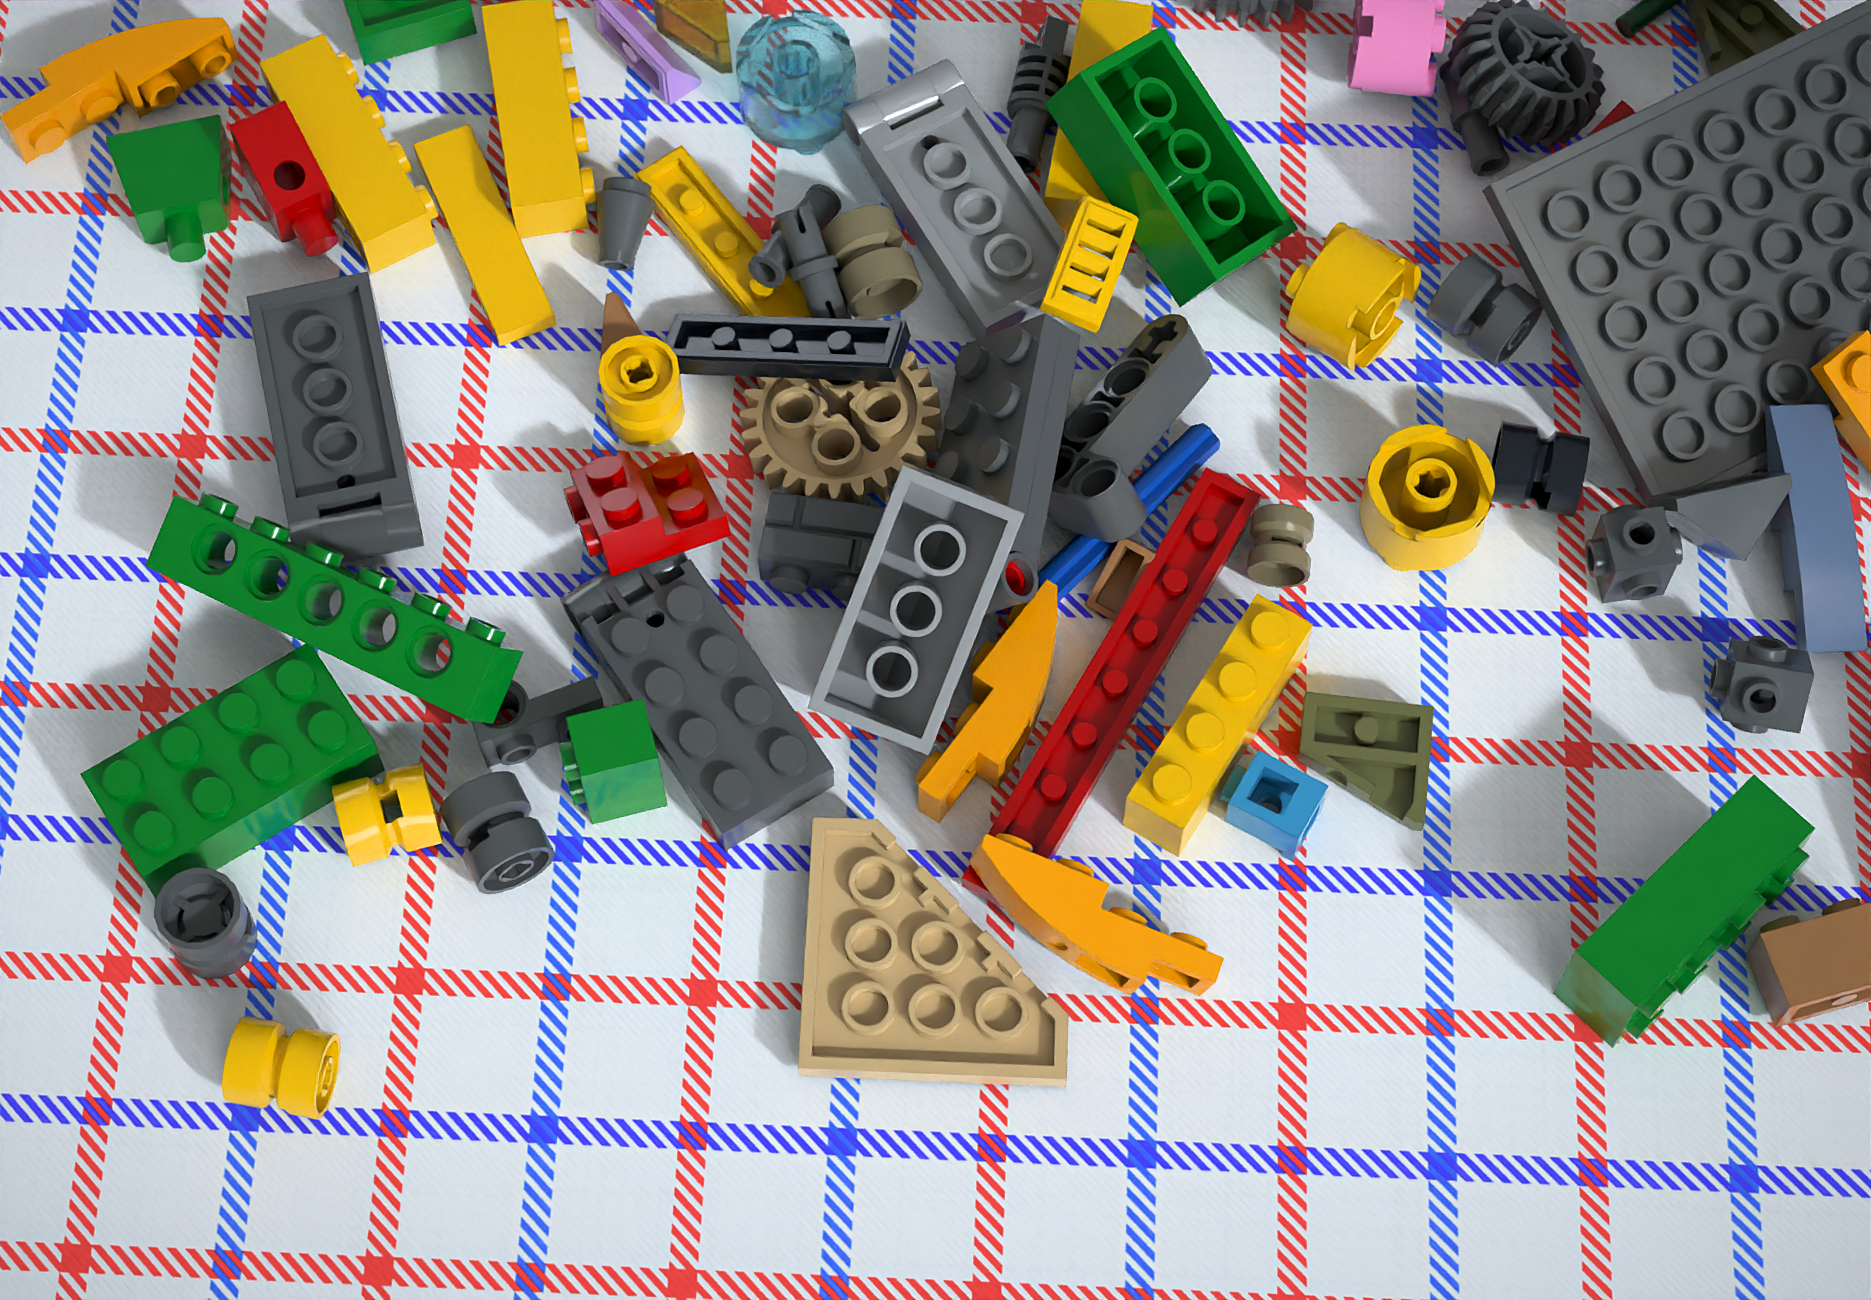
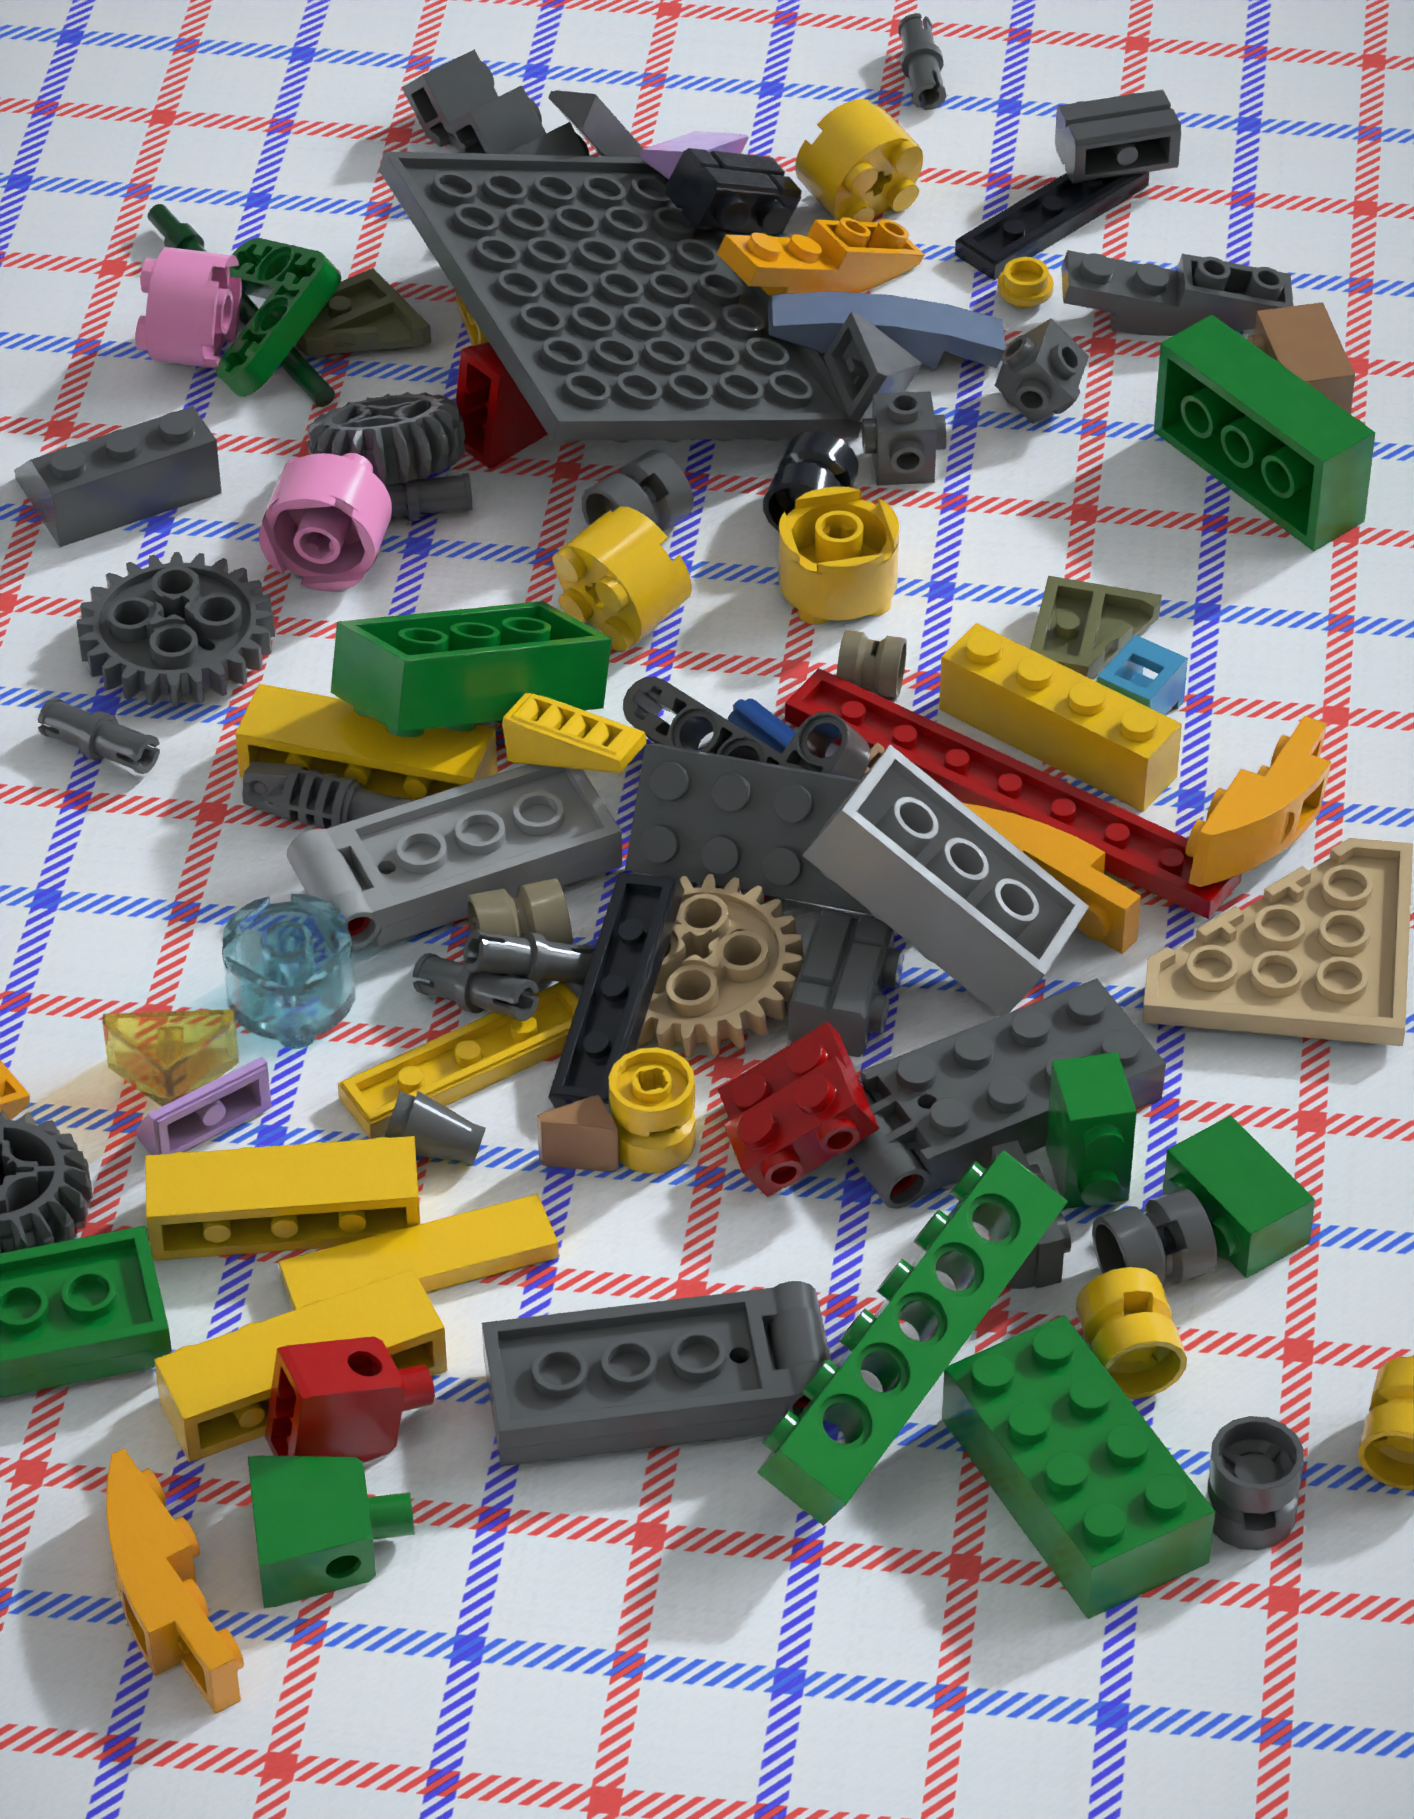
camera: 85 degrees left, 20 degrees down
(569, 909) = (1247, 1195): none -> green brick

